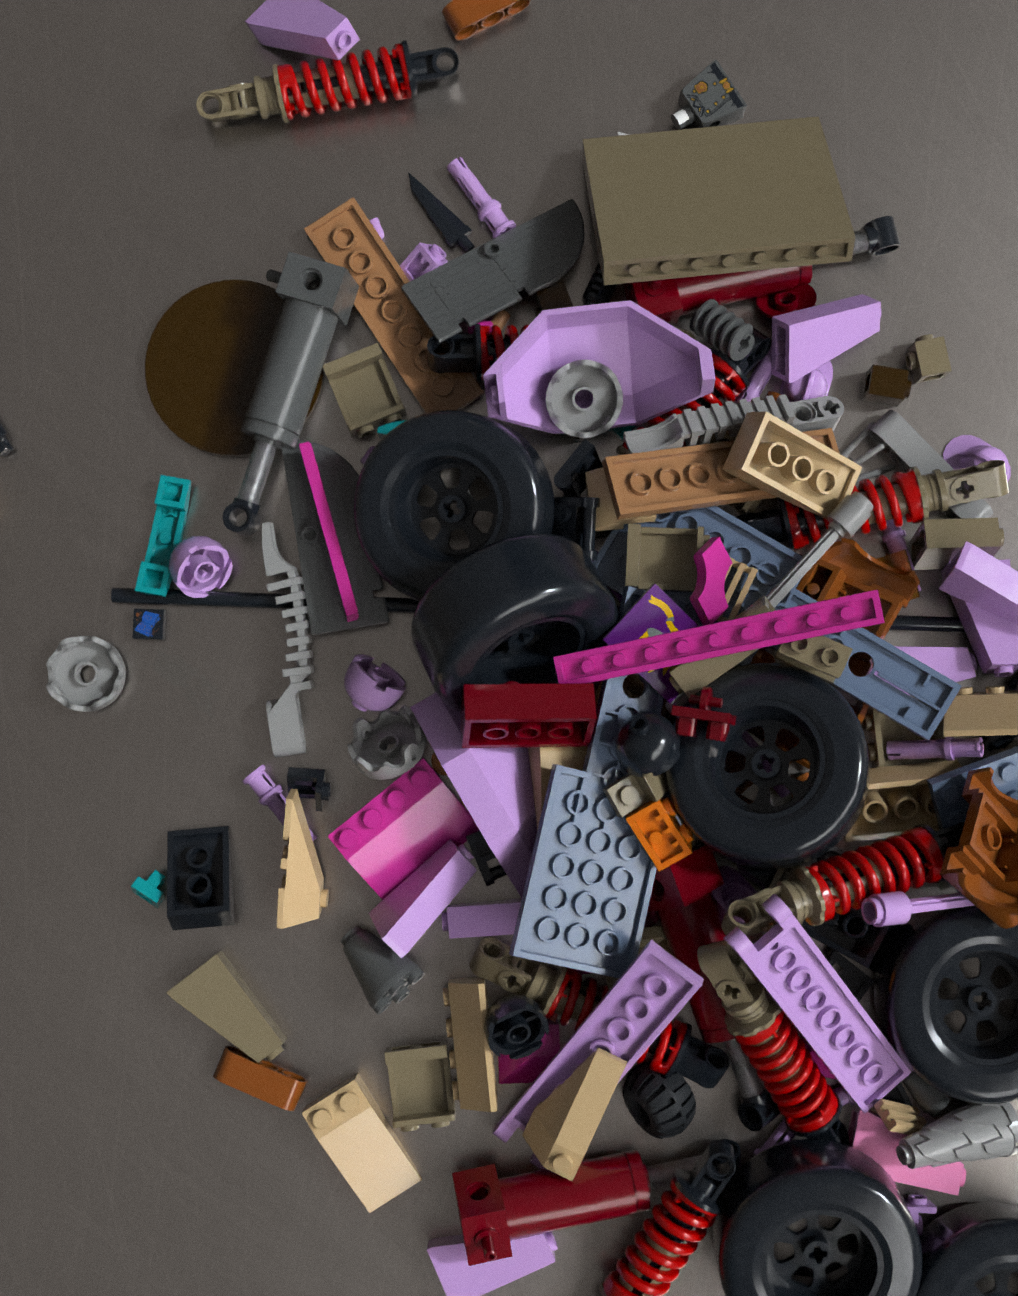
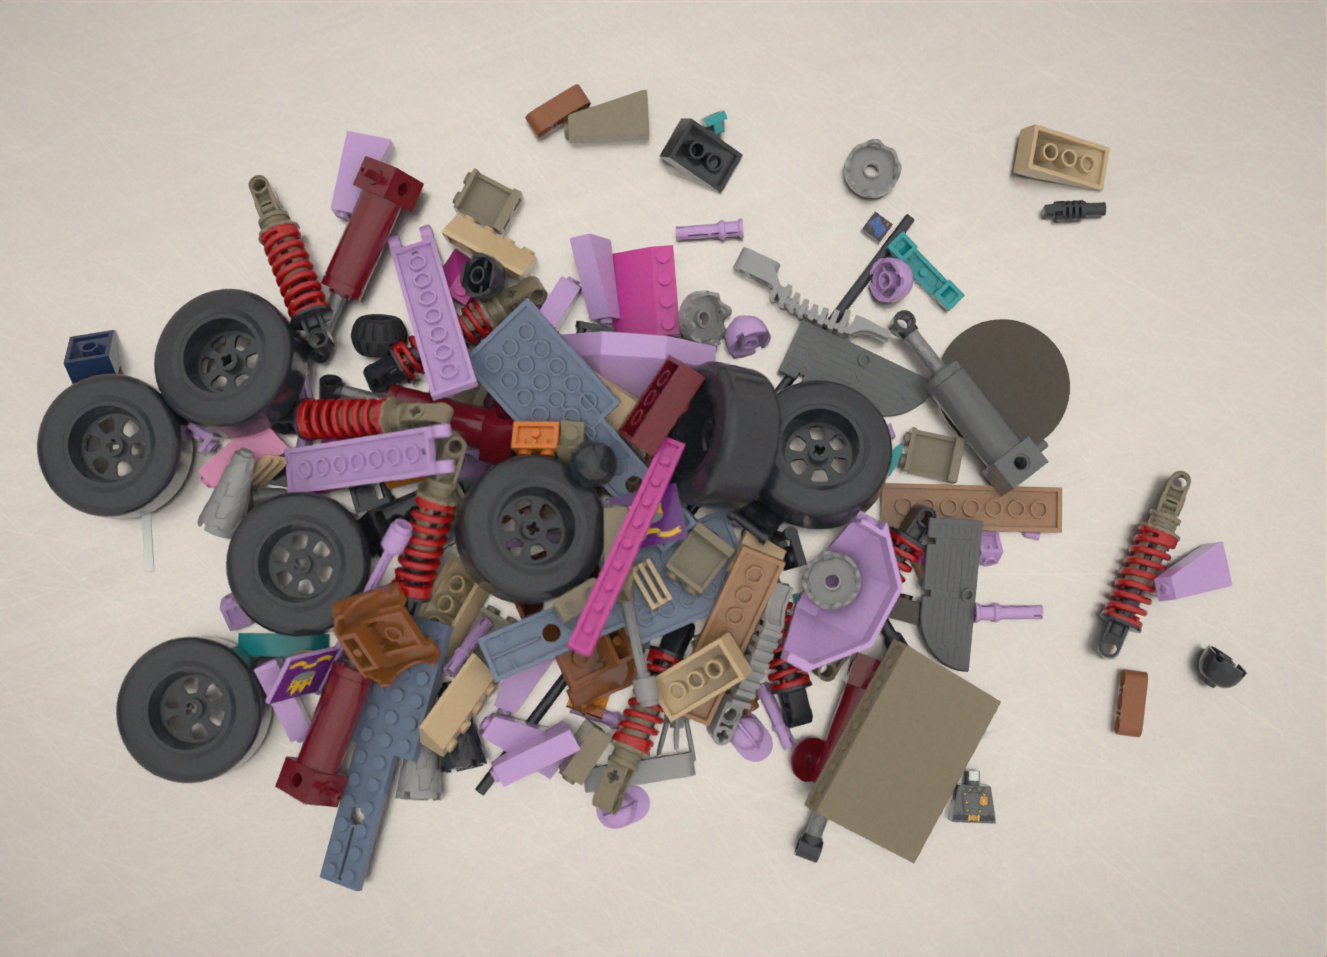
camera: 120 degrees right, 0 degrees up
(302, 887) = (655, 212): tan wedge -> none
(310, 784) = (712, 256): black bracket -> none
(329, 531) = (858, 371): dark pink tile -> none
(361, 1143) = (478, 144): tan slope -> none
(379, 969) = (571, 221): dark grey cone -> none
(446, 222) = (1011, 580): black bar -> none
(570, 1116) = (409, 274): tan wedge -> none
(709, 595) = (672, 580): dark pink tile -> none
(717, 721) = (592, 499): dark red hips -> none
(723, 330) = (816, 699): dark grey piece -> none
(820, 333) = (773, 763): lavender slope -> none
(886, 385) = (711, 784): dark brown brick -> none
(928, 359) = (711, 822): dark tan brick -> none

